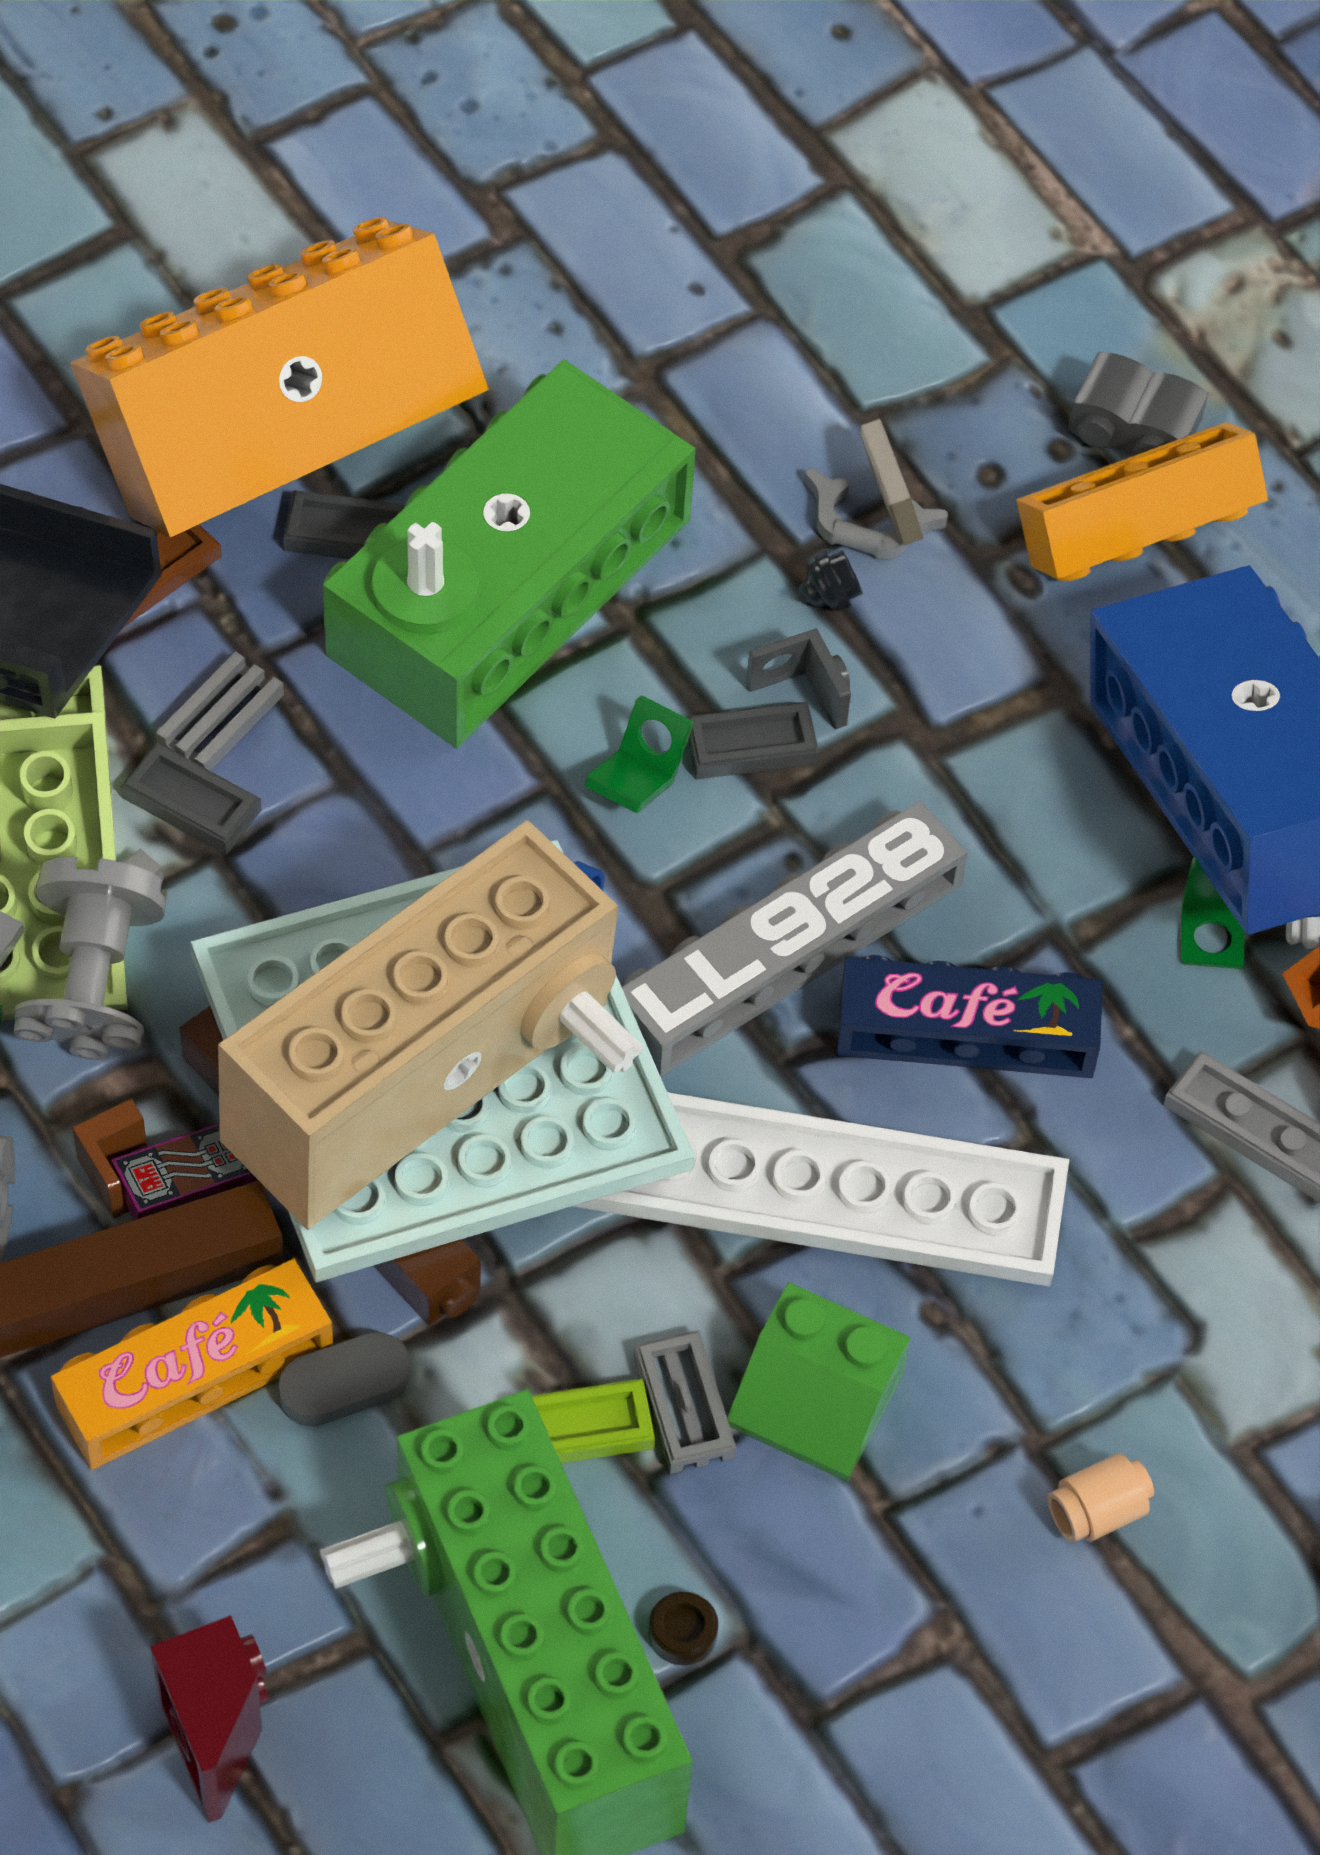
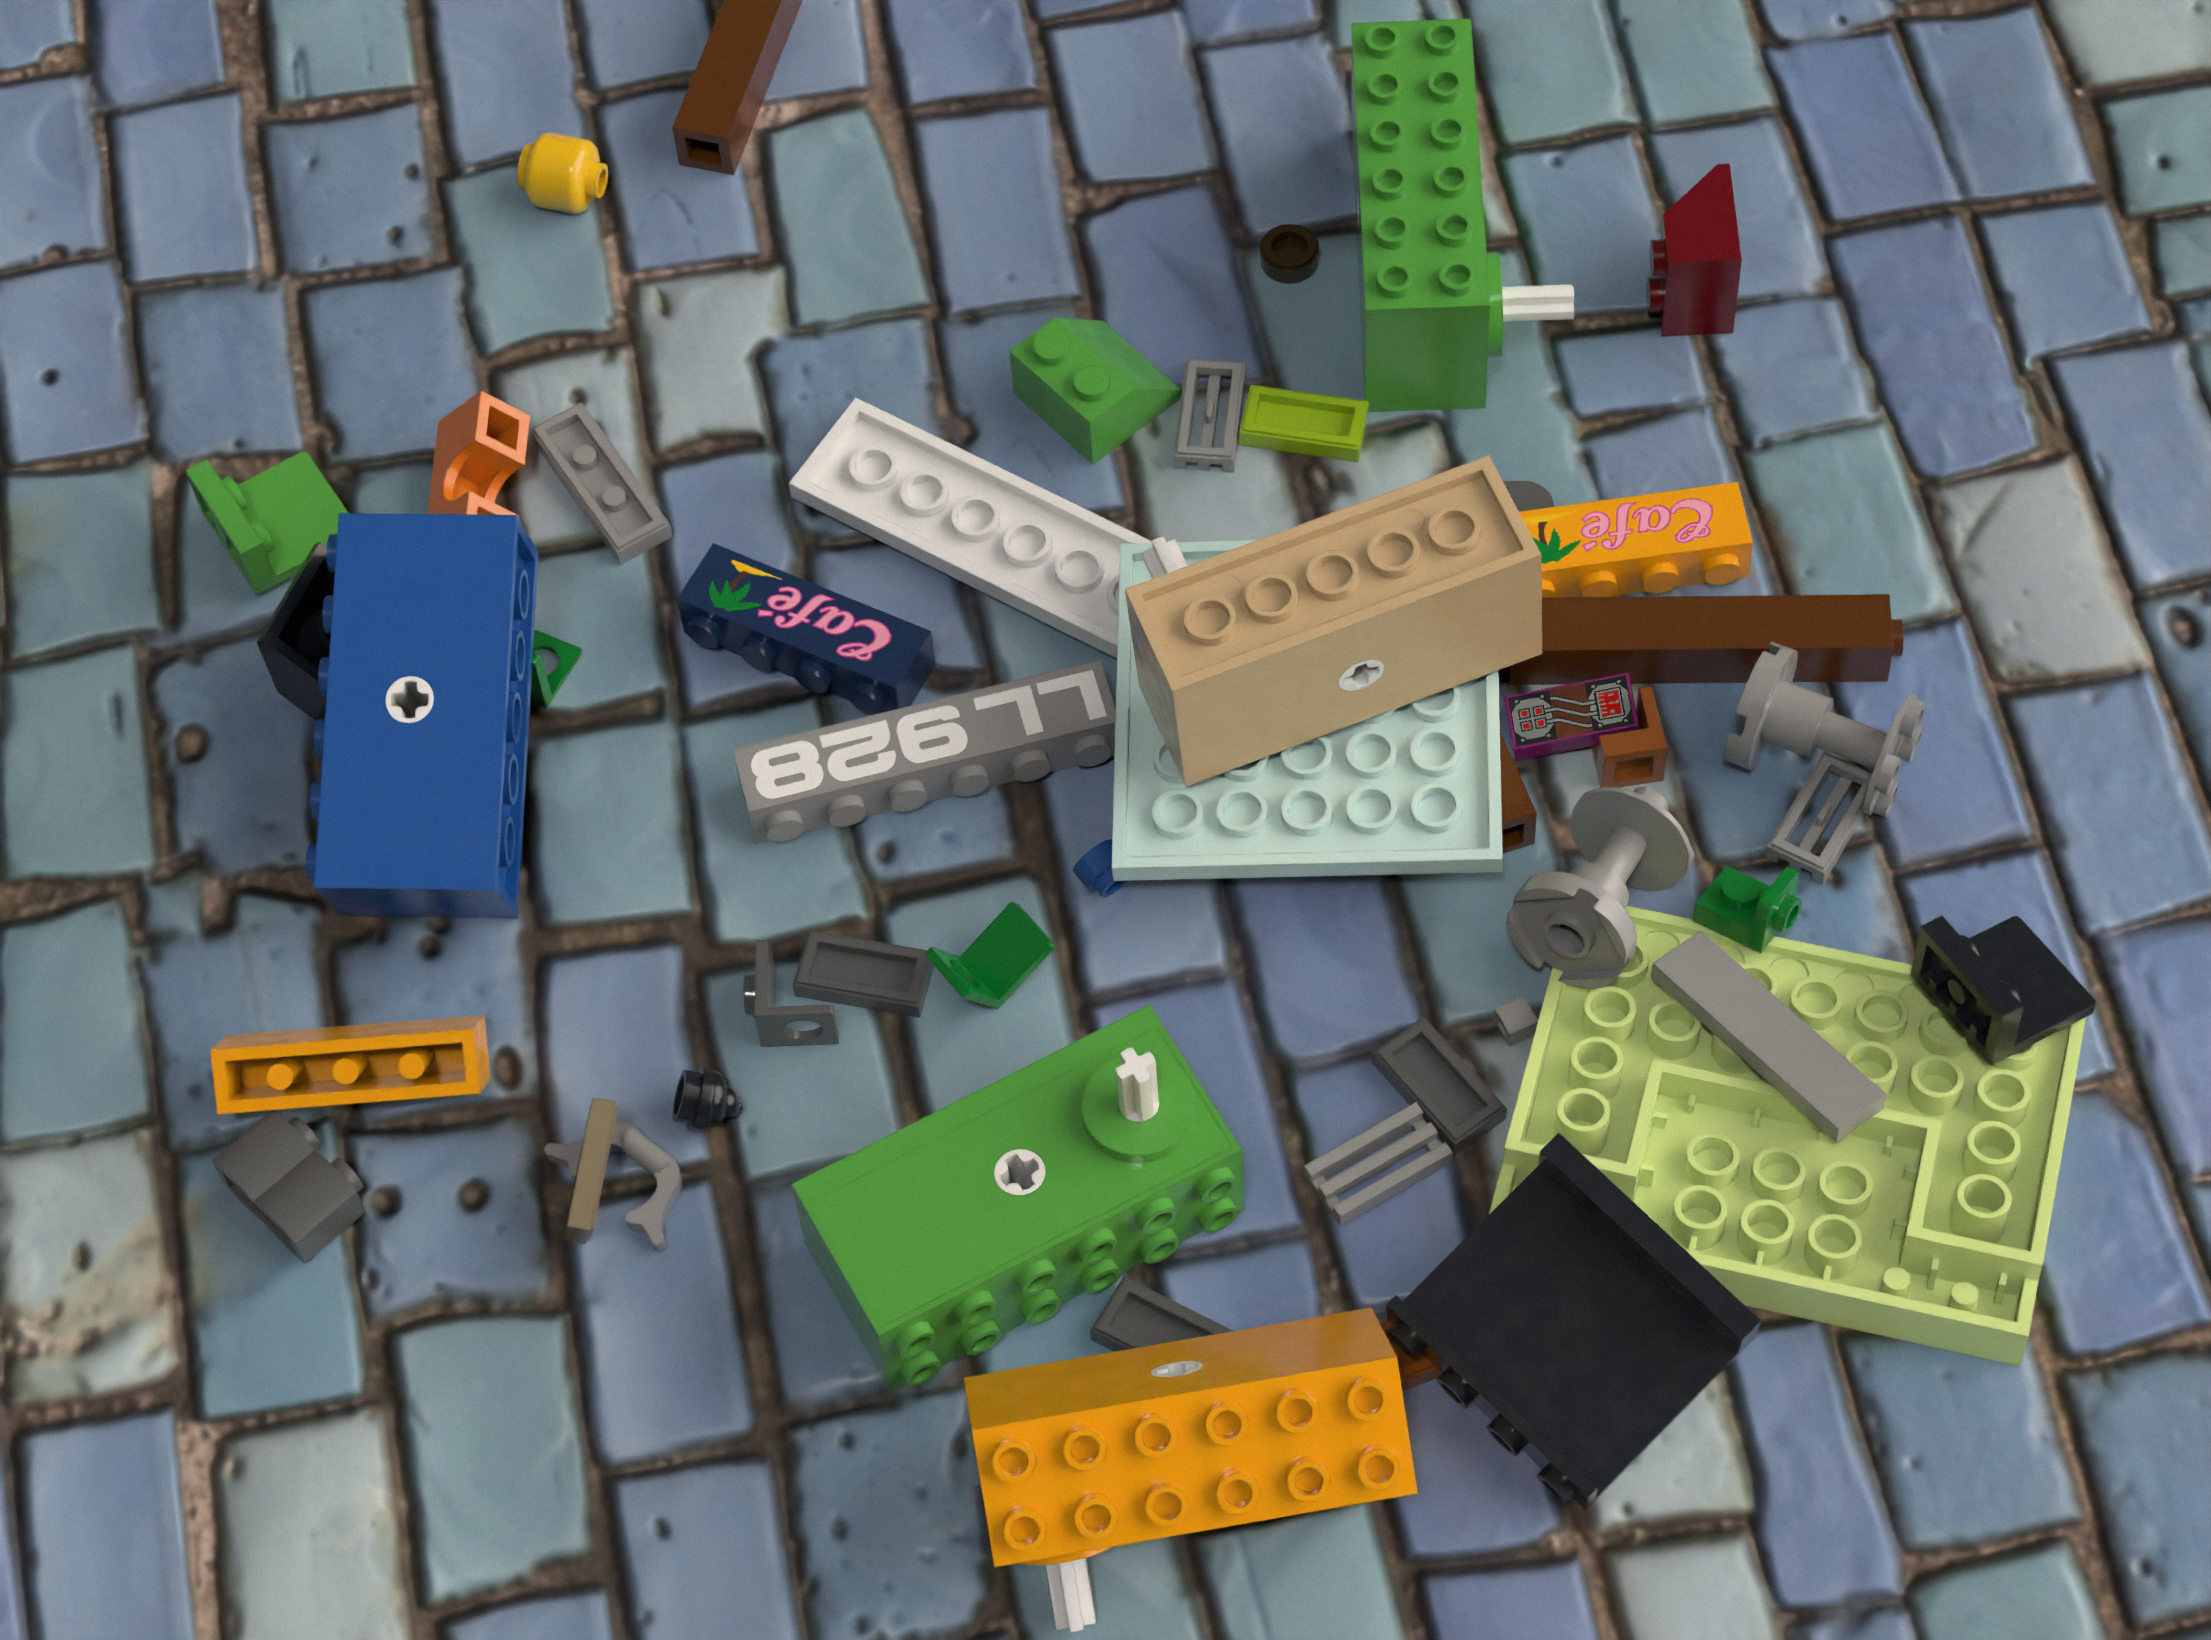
camera: 150 degrees left, 0 degrees up
(1101, 1498) = (910, 231): light nougat brick -> none

